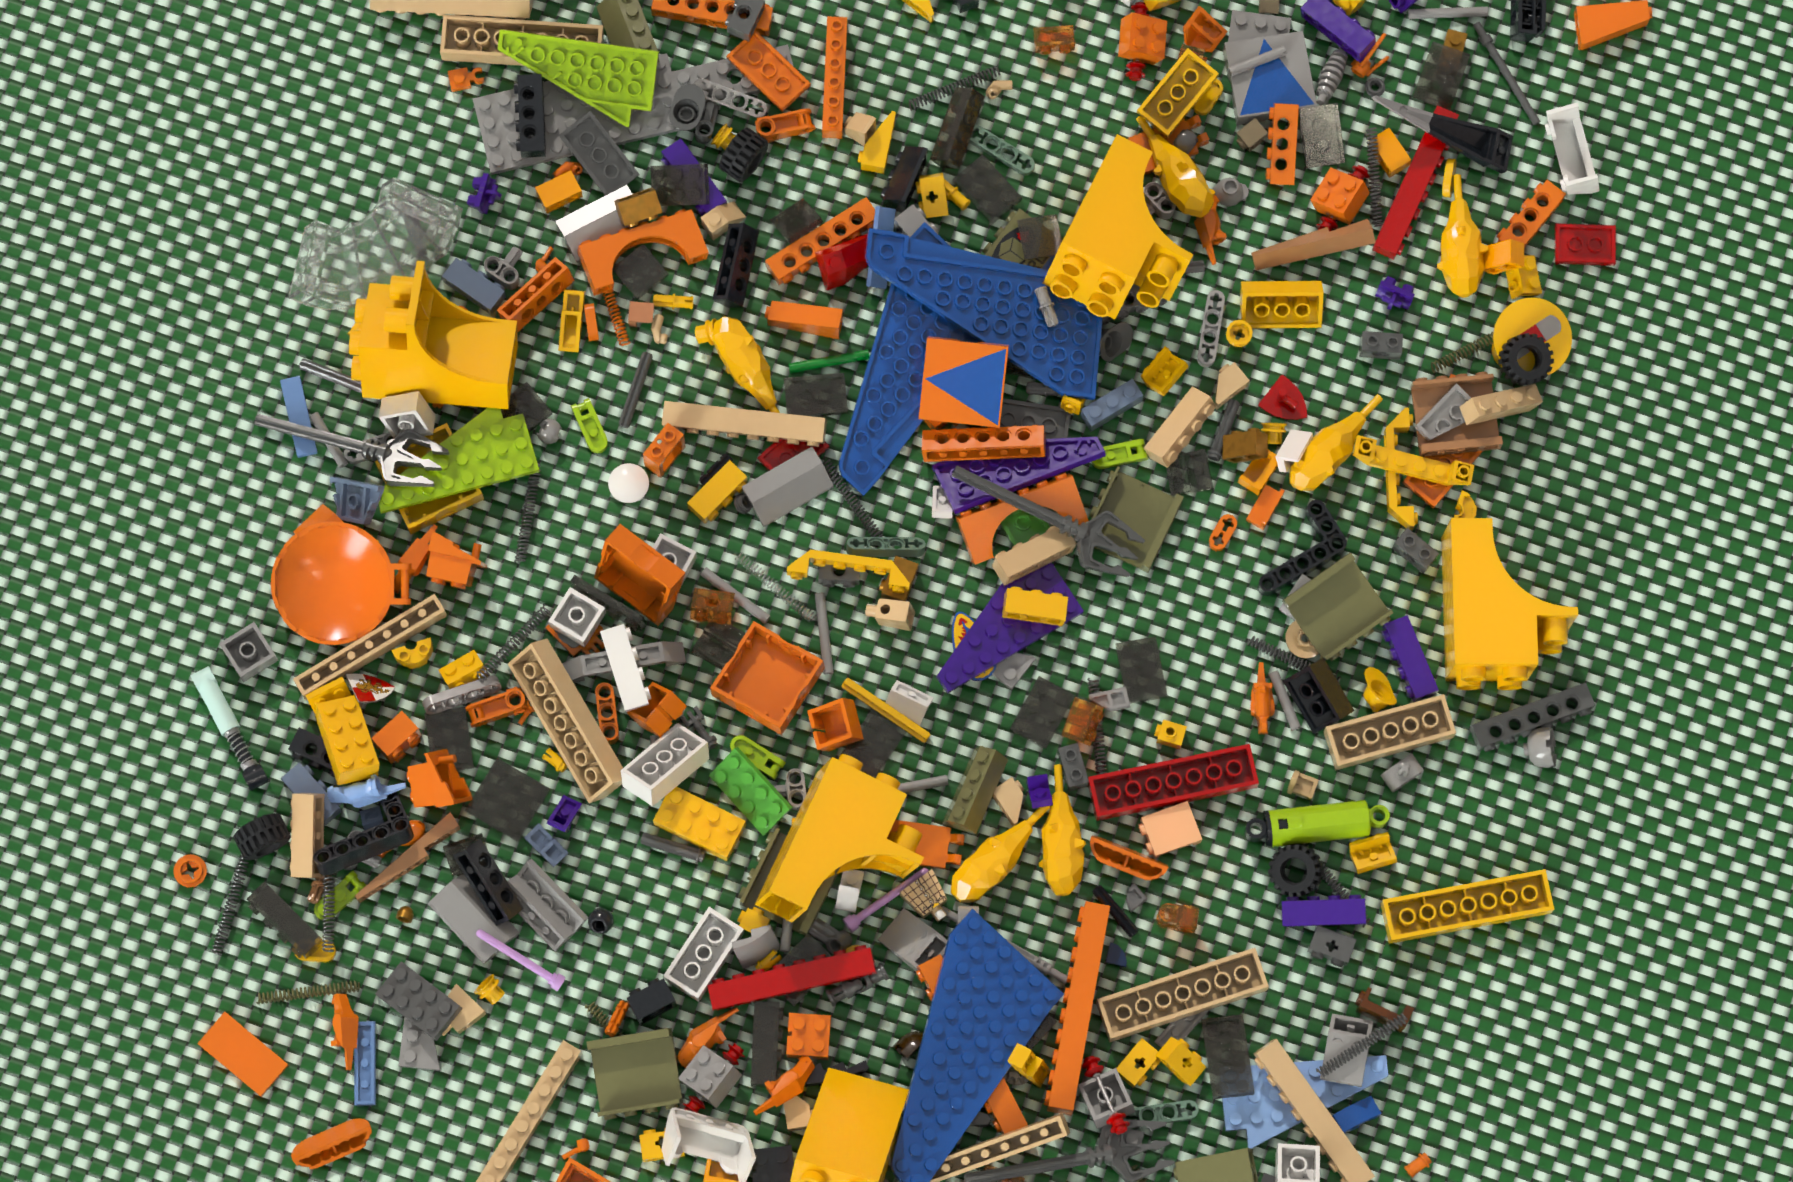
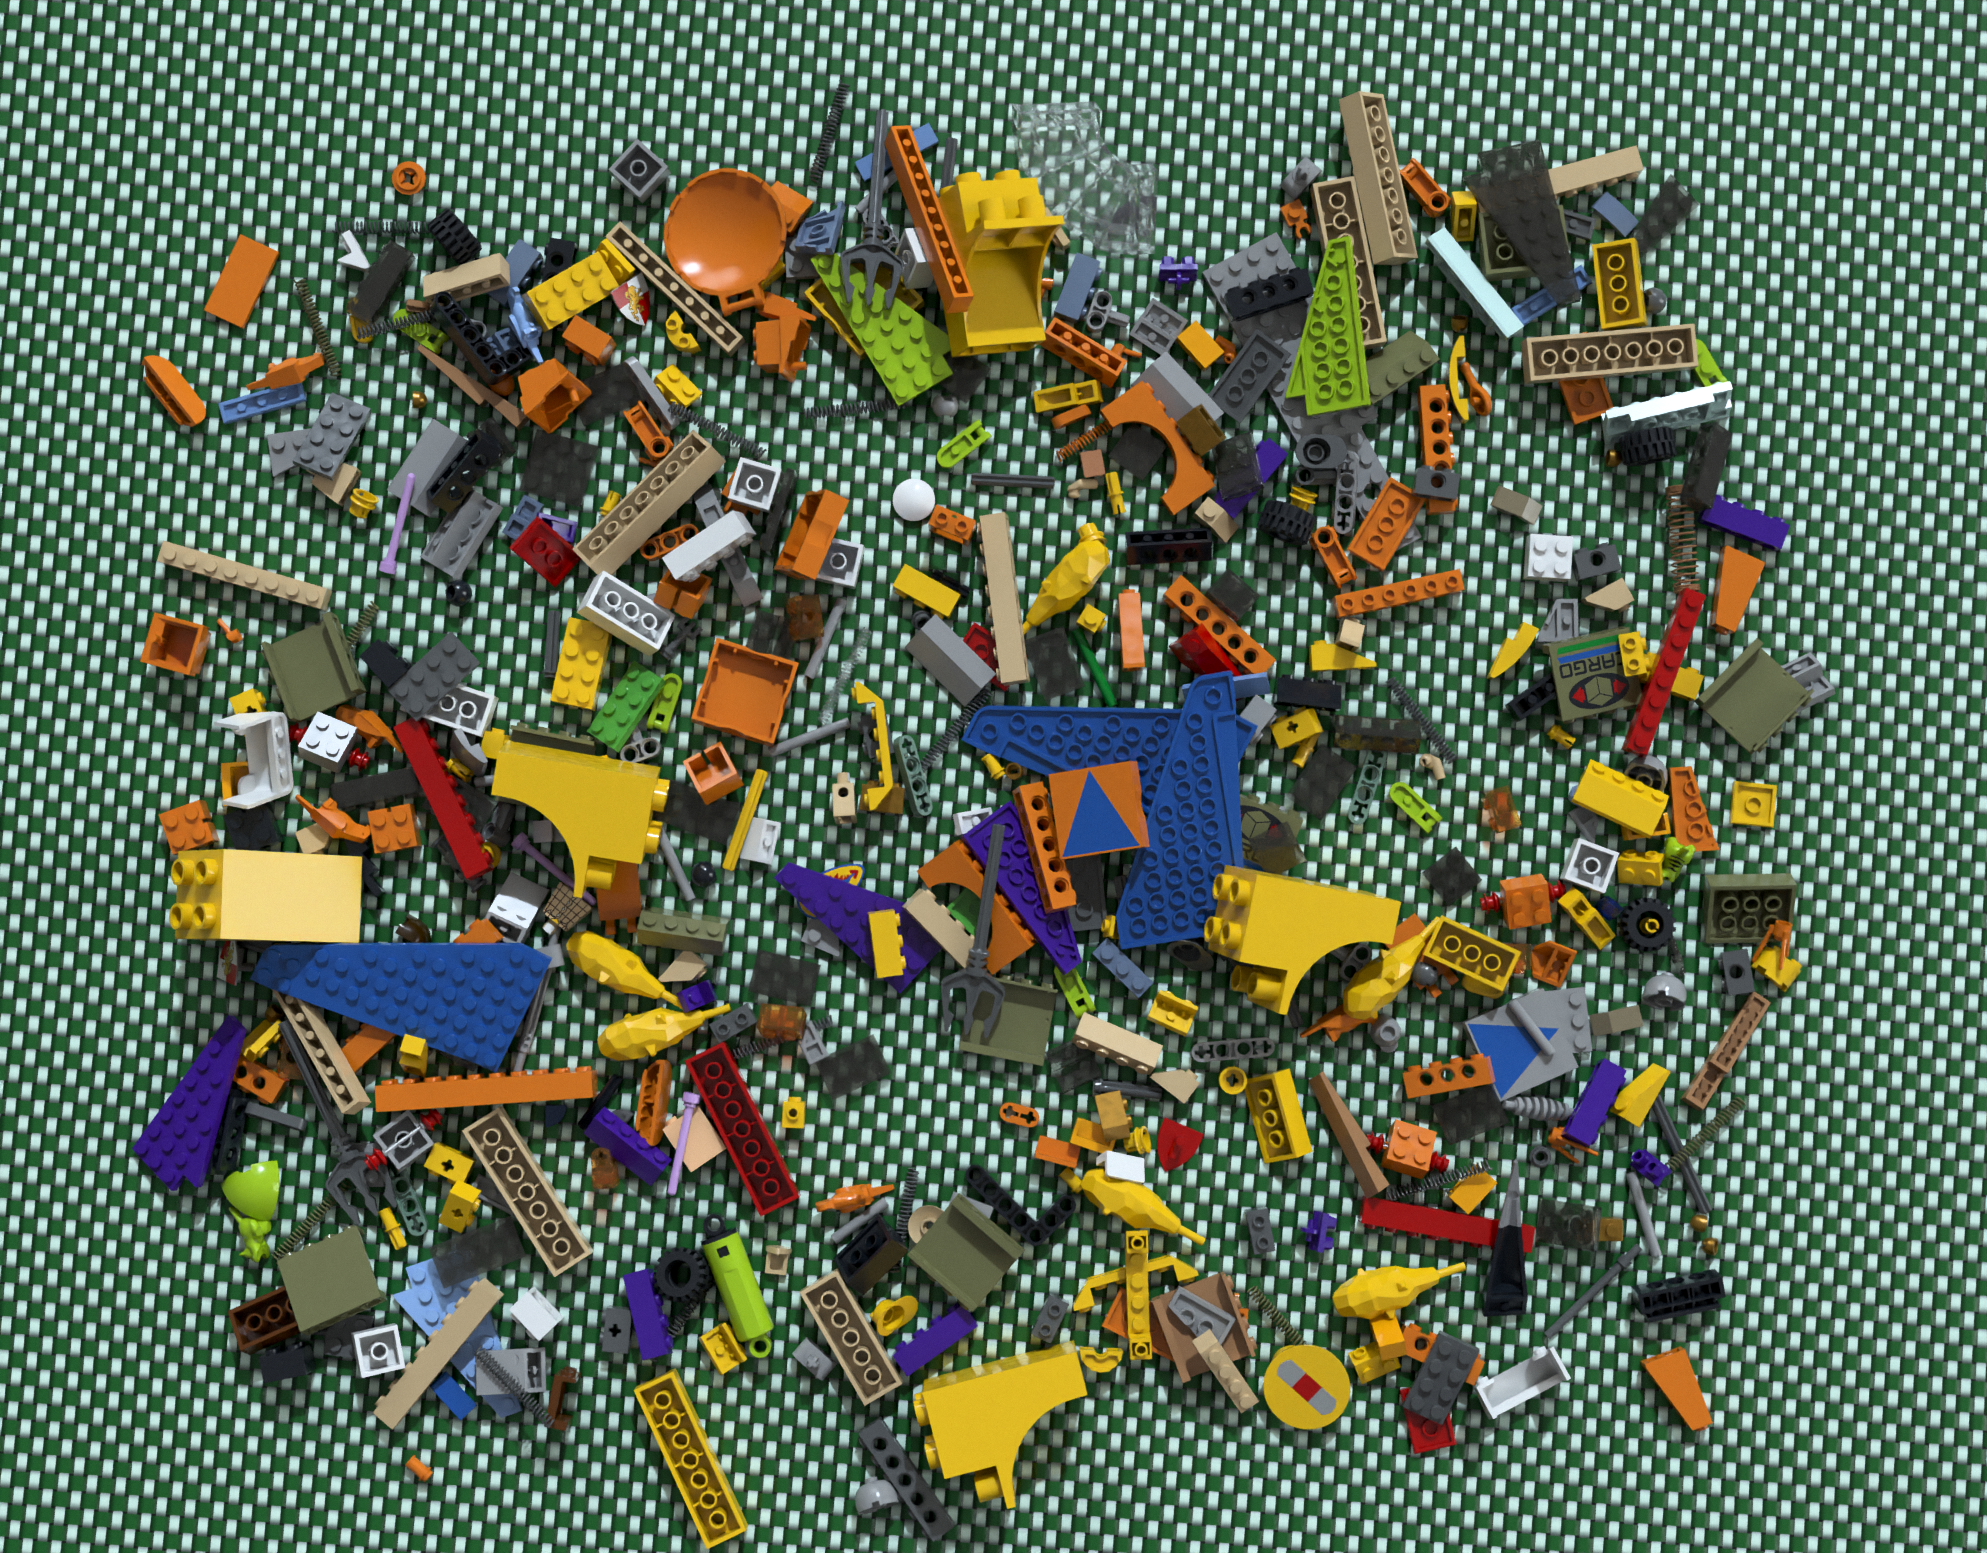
camera: 75 degrees right, 10 degrees up
(228, 726) = (598, 140): piece -> none
(254, 936) = (356, 258): none -> white slope
(261, 473) = (832, 133): none -> dark grey piece
(377, 391) = (928, 219): none -> orange brick
(381, 526) = (798, 264): none -> light grey wing
(429, 64) = (1300, 178): none -> light grey beam
(530, 224) = (1158, 327): none -> light grey slope
(585, 826) = (545, 551): none -> red tile
(617, 1018) = (363, 634): orange axle -> none
(675, 956) = (434, 676): none -> dark grey plate
(784, 351) = (1091, 620): none -> yellow brick
(896, 473) = (993, 766): none -> yellow pin
(901, 454) = (1014, 766): none -> pearl gold hinge
(927, 760) = (703, 874): none -> black piece
(1030, 114) = (1413, 806): none -> lime plate
(1046, 306) = (1201, 875): light grey axle -> none
(1103, 98) = (1451, 876): none -> clear smoke tile
(1136, 821) = (690, 1102): none -> lavender piece
(1167, 888) = (627, 1146): none -> dark purple brick
(1186, 1133) = (392, 1228): none -> yellow axle
(1251, 135) = (1451, 1040): dark tan brick -> none
(1294, 500) = (1071, 1180): none -> yellow pin
(1299, 1014) = (535, 1314): none -> white brick
(1450, 170) = (1455, 1258): yellow tile -> none
(1540, 352) = (1279, 1403): black tyre -> none
(1551, 220) = (1440, 1377): none -> dark grey plate

